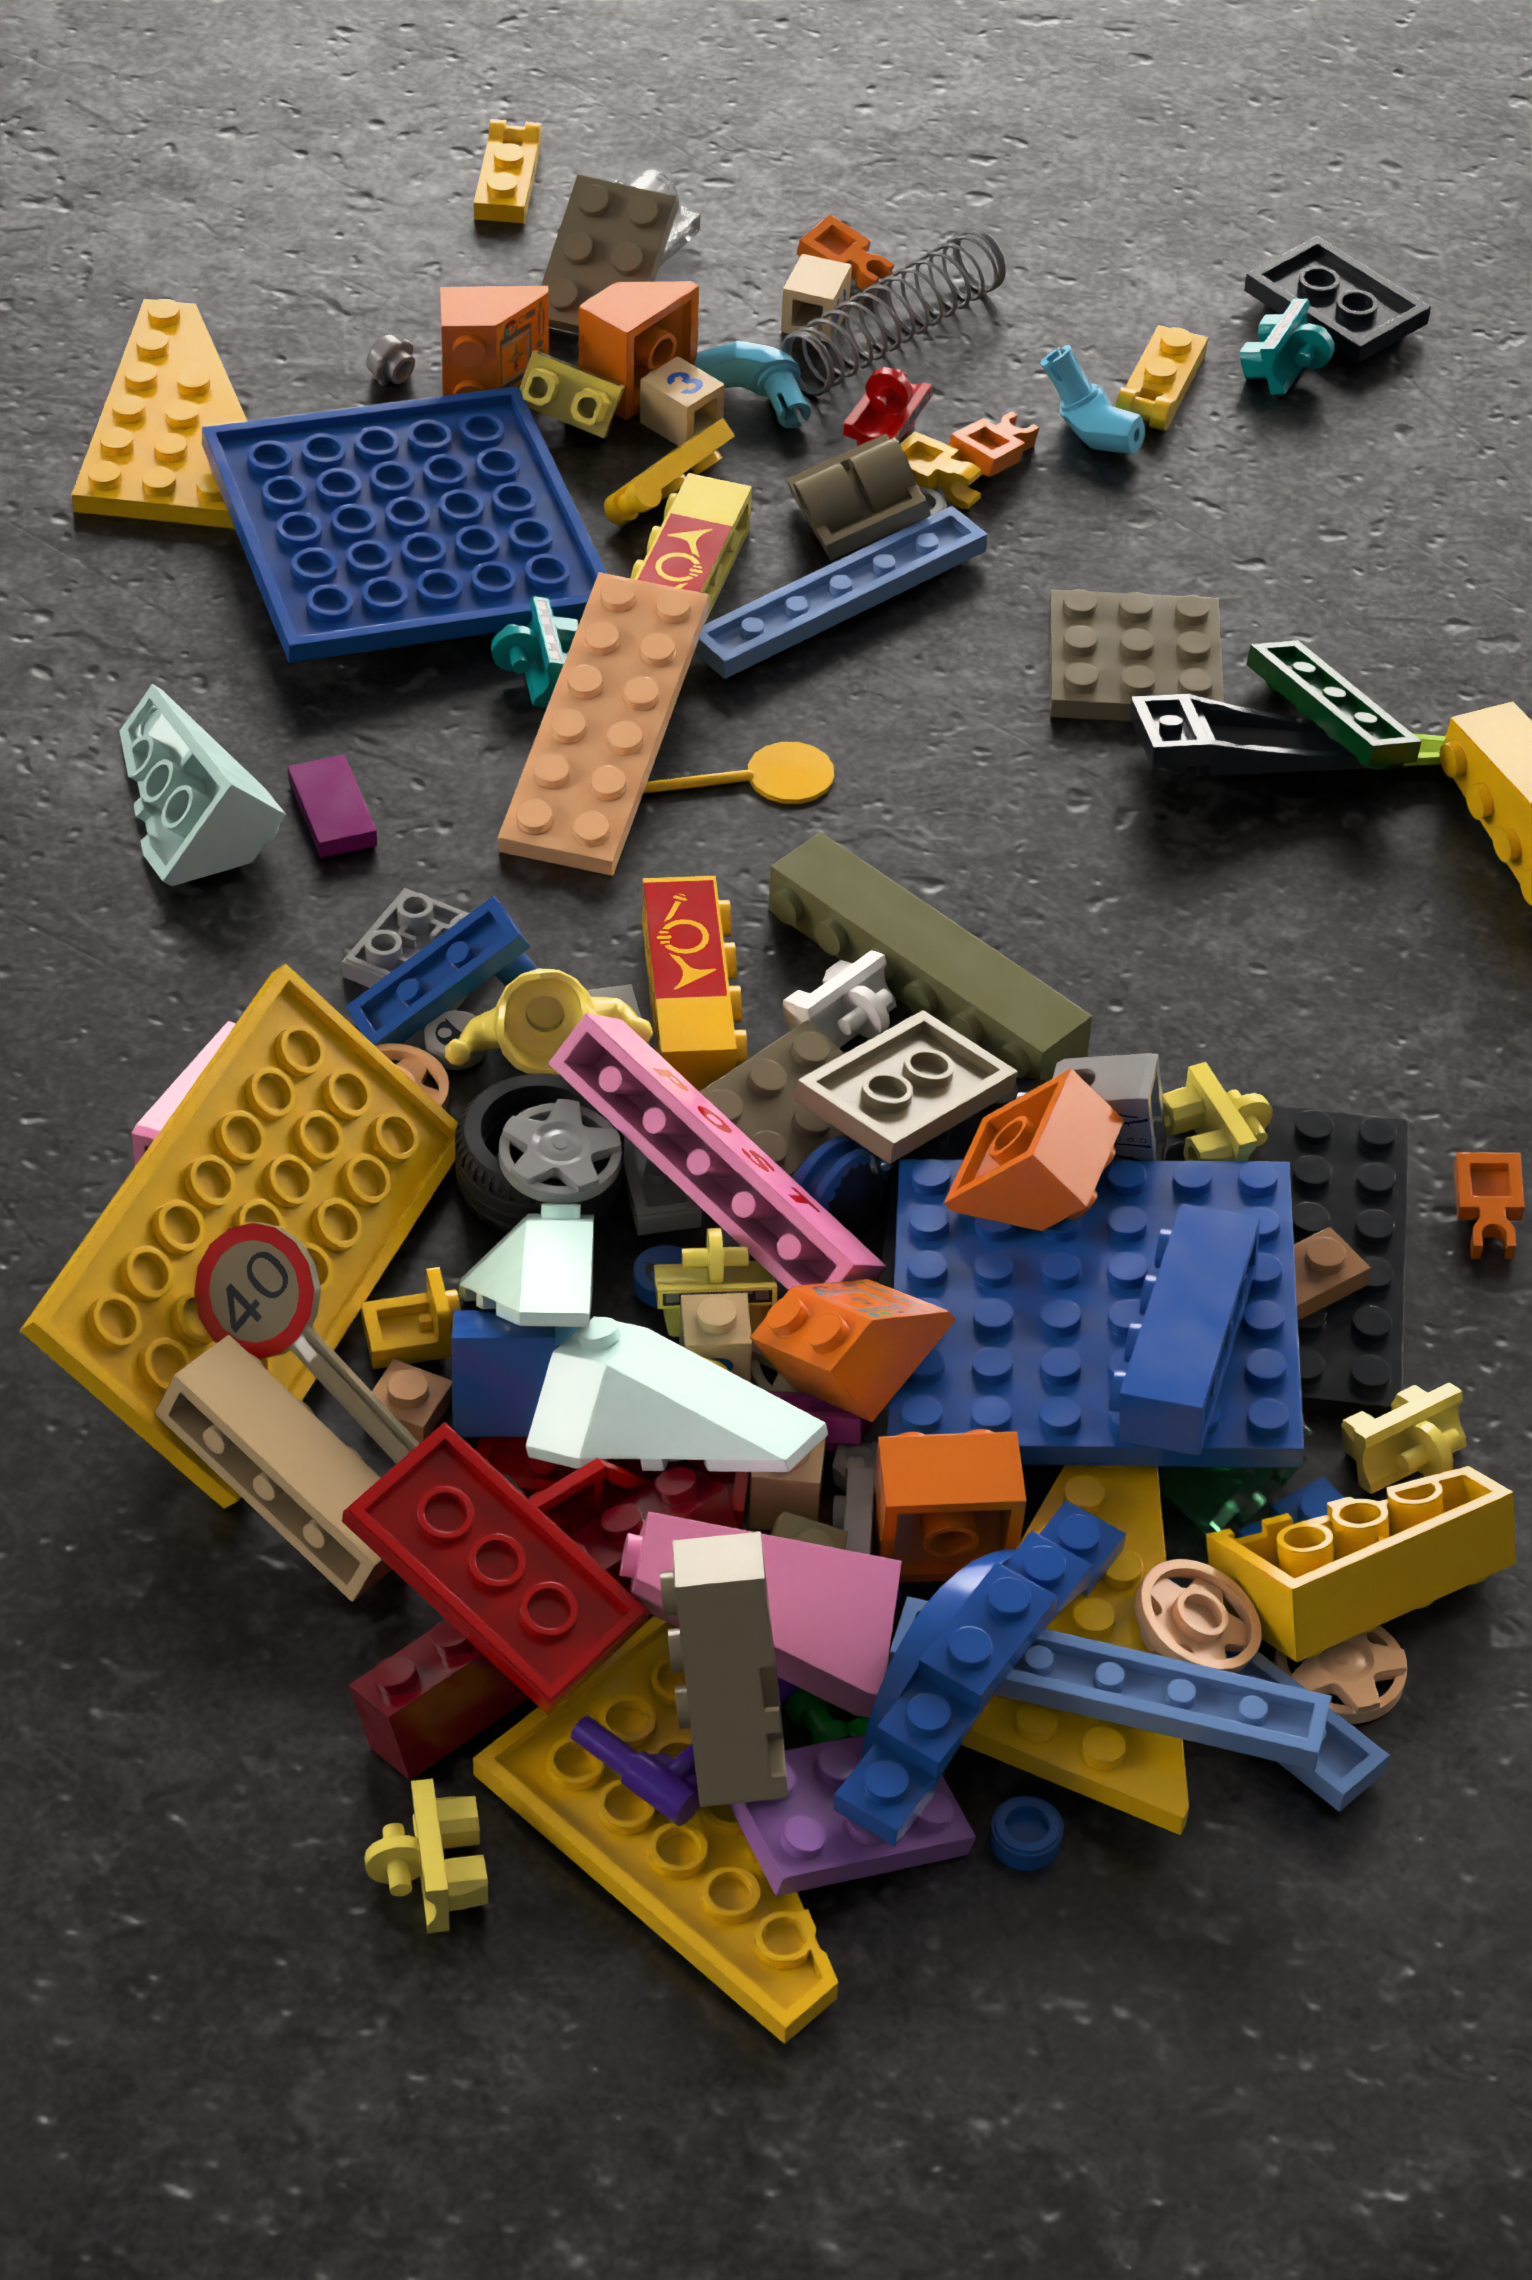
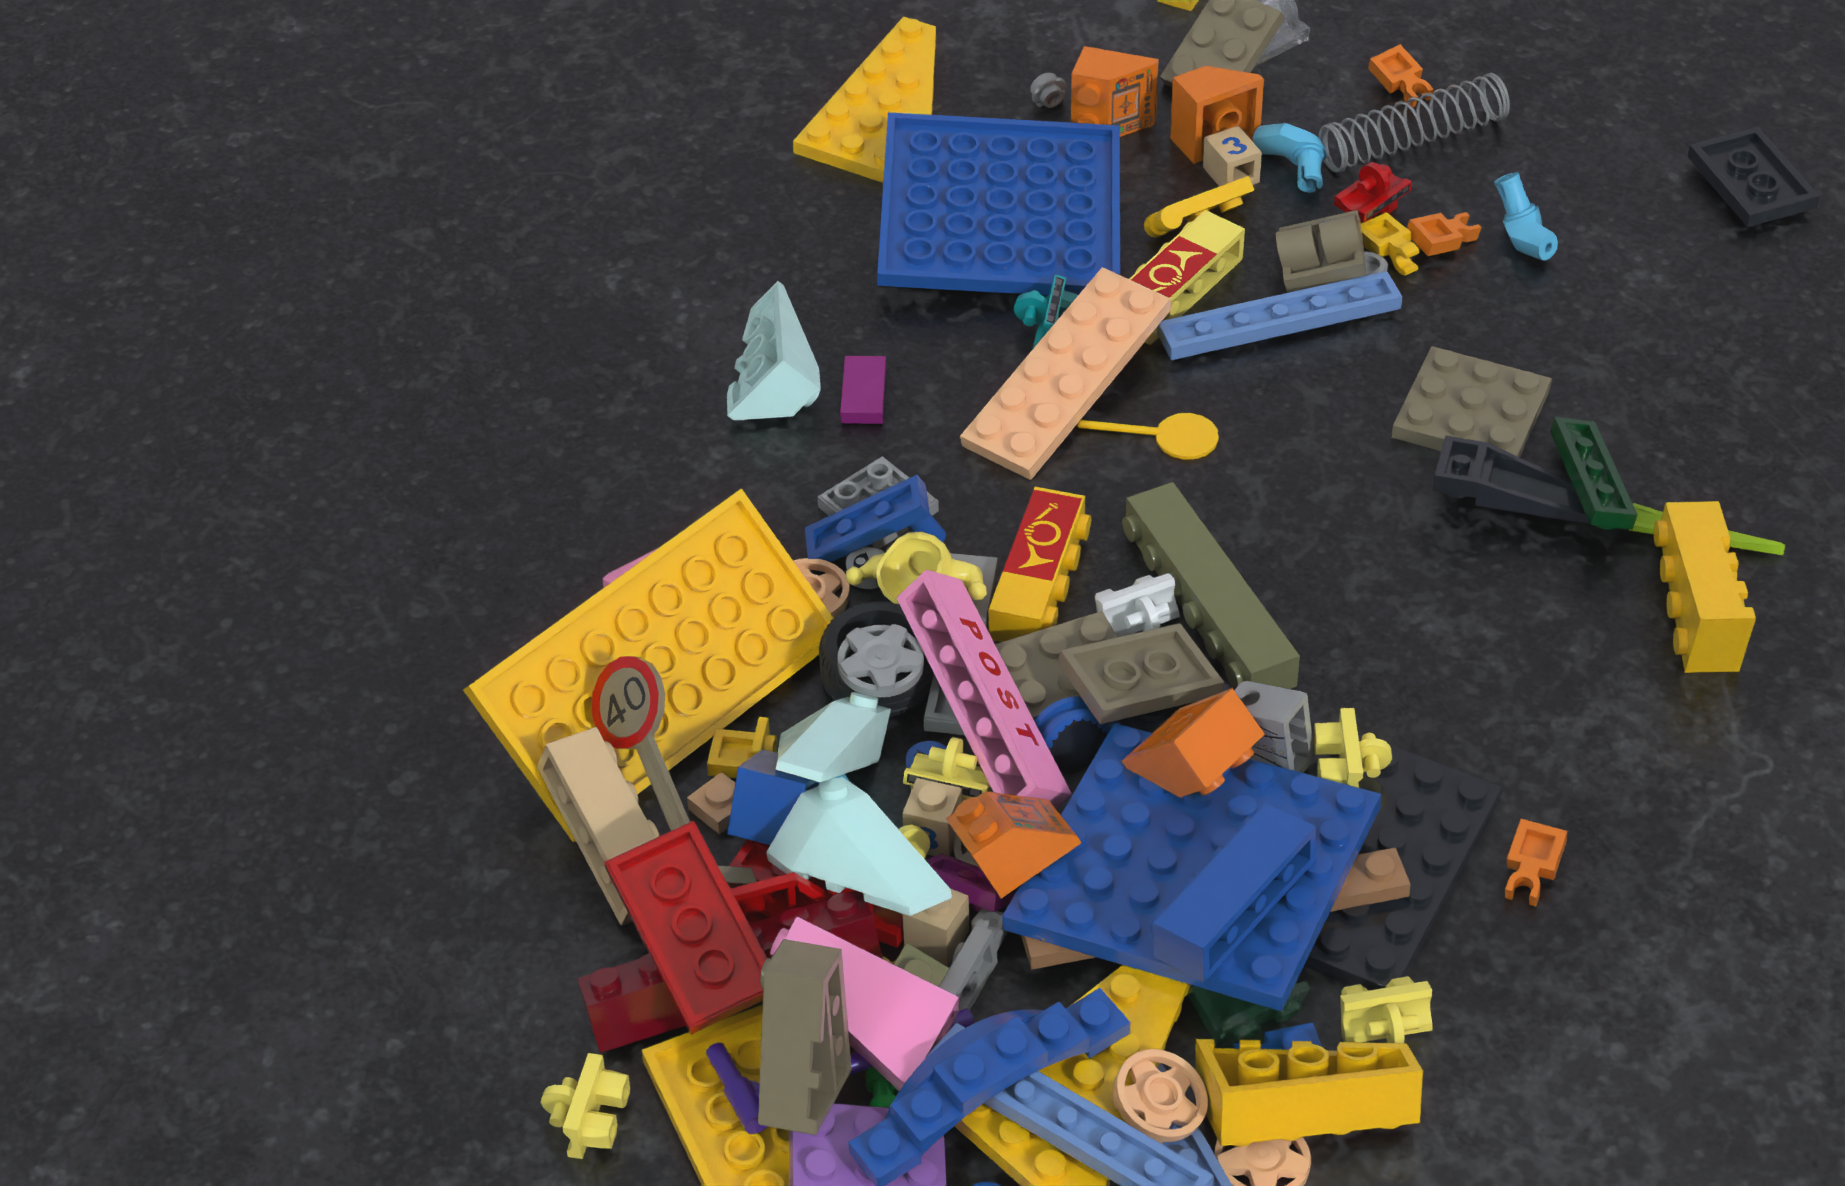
camera: 25 degrees right, 0 degrees up
(570, 394) = (1154, 137): light yellow hips -> none
(812, 290) = (1362, 95): tan brick -> none
(947, 1500) = (1023, 963): orange slope -> none
(1163, 375) = (1592, 209): yellow plate -> none
(1286, 347) = (1696, 204): teal hips -> none

